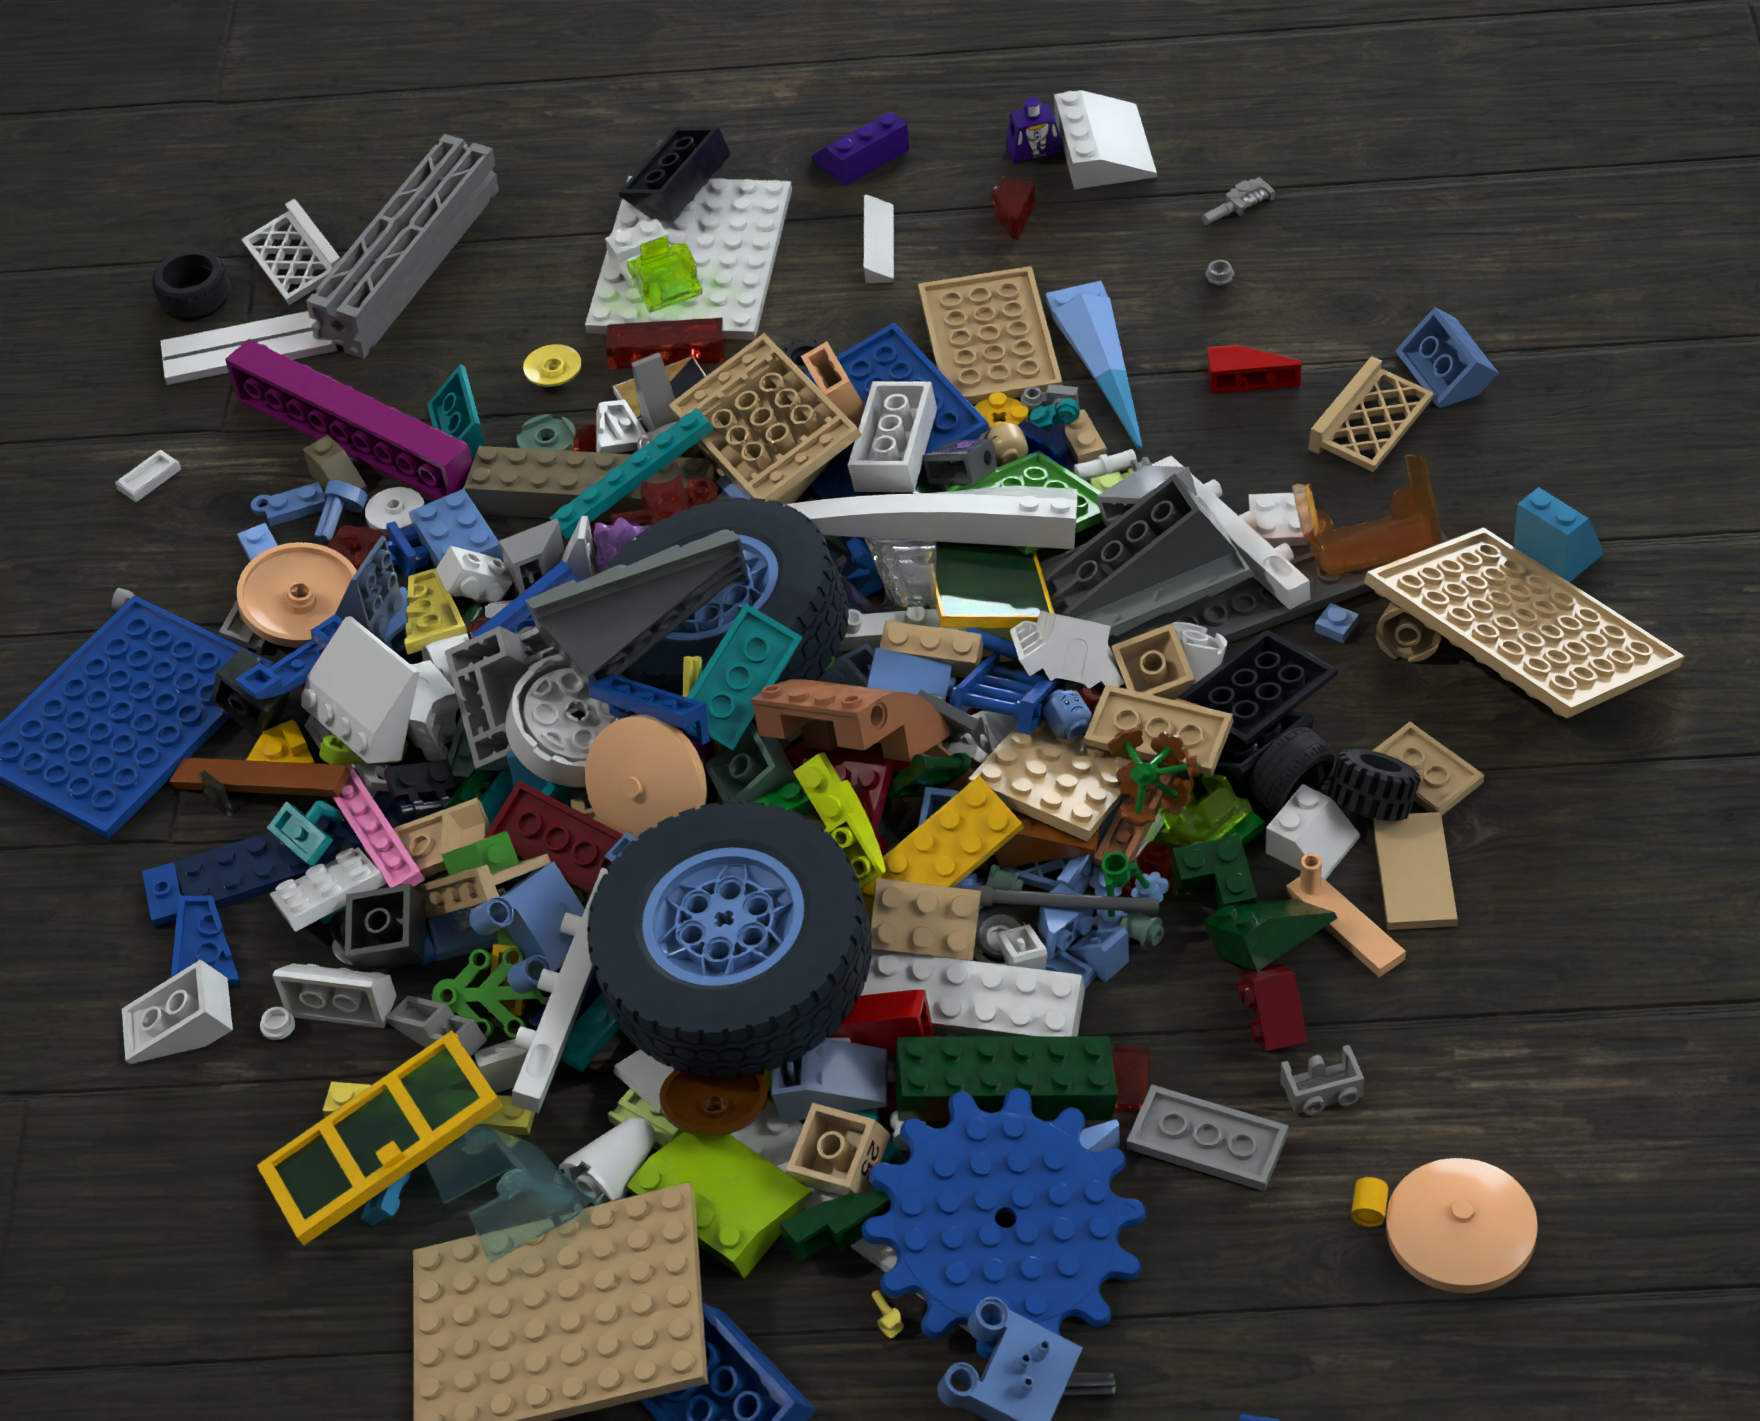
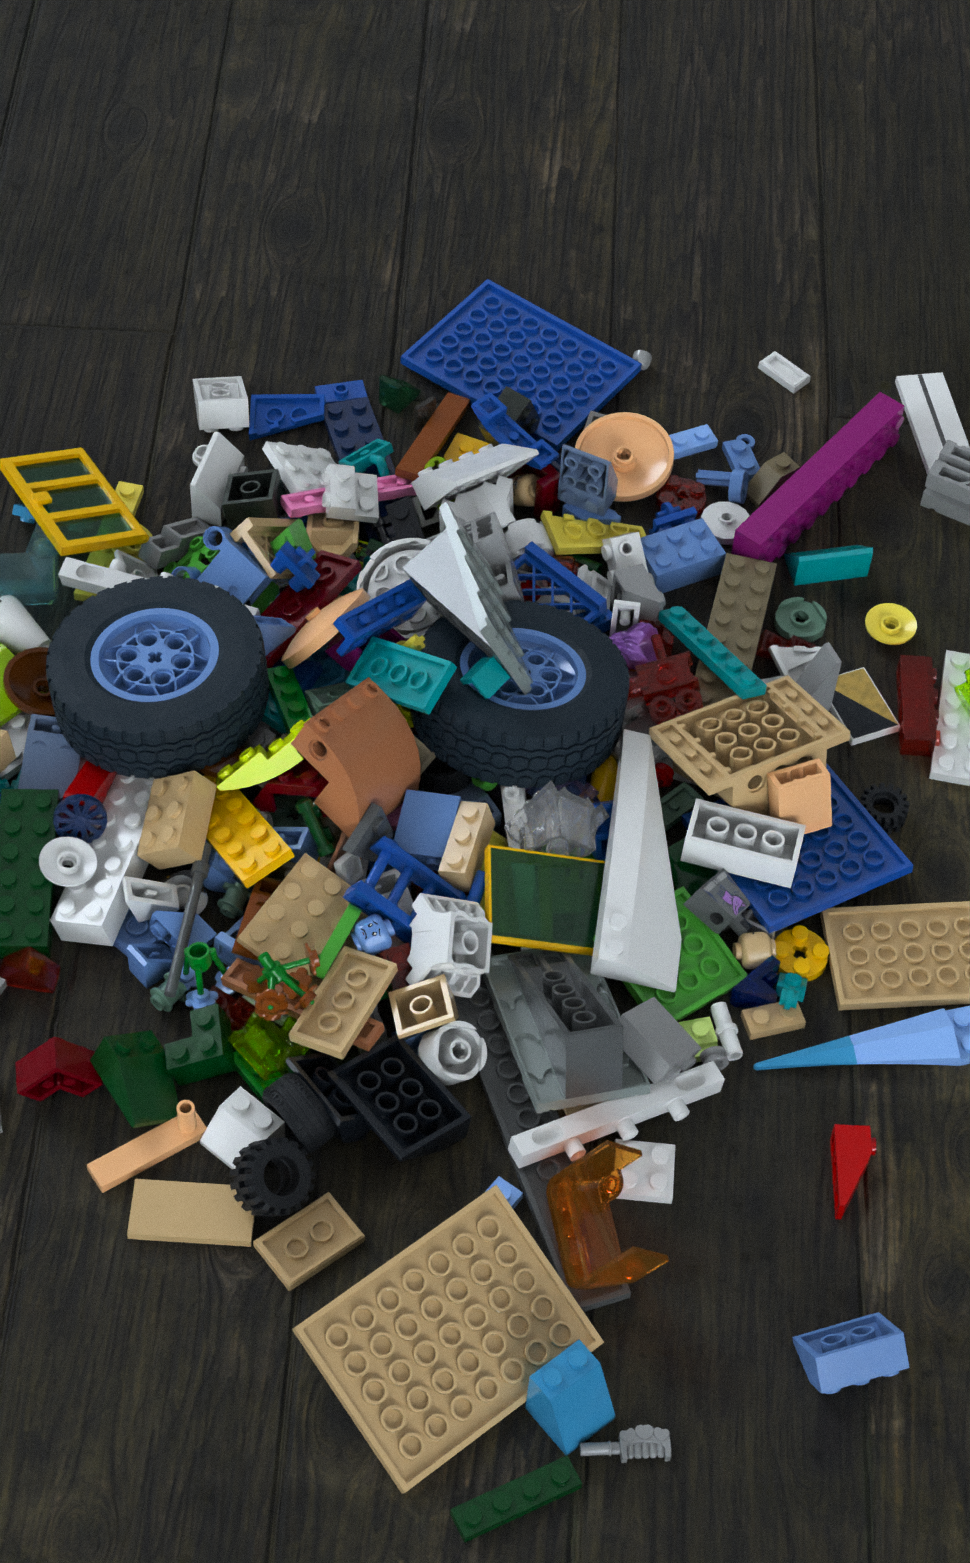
camera: 85 degrees right, 5 degrees up
(171, 831) = (396, 393): none -> clear green slope
(390, 819) = (350, 494): none -> white plate
(535, 835) = (299, 564): none -> blue hips
(737, 591) = (486, 676): none -> teal panel
(941, 1004) = (80, 817): none -> dark blue wheel
(1000, 1014) = (69, 852): none -> white dish
(1034, 397) = (819, 981): light grey plate -> none
(1069, 748) = (337, 939): none -> bright green beam
(1346, 408) = (792, 1249): tan fence -> none
(1576, 494) = (633, 1443): none -> light grey piece
(1660, 582) = (515, 1498): none -> dark green plate

